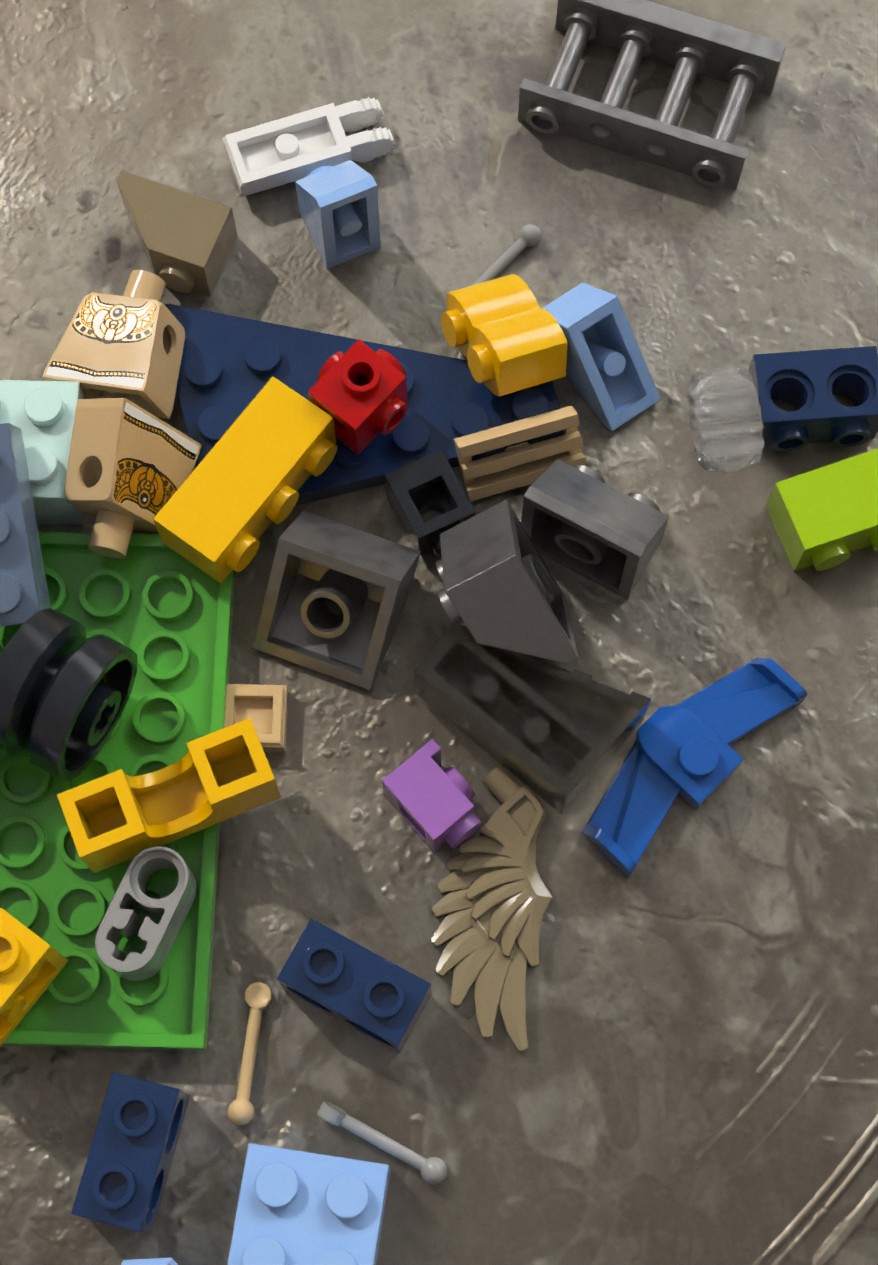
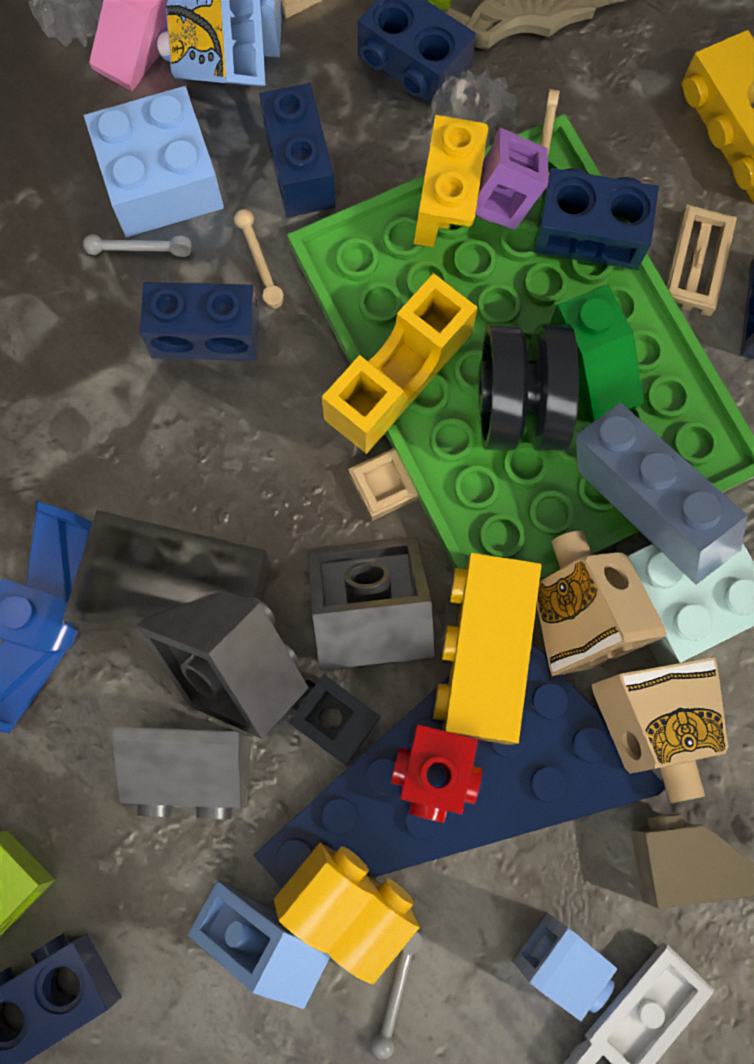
camera: 150 degrees right, 5 degrees up
(124, 922) = (377, 289): light grey beam -> none
(432, 799) = (212, 480): medium lavender brick -> none
(495, 910) = (131, 432): dark tan animal -> none
(521, 462) = (281, 810): tan tile -> none
(725, 419) = (110, 931): clear gear -> none

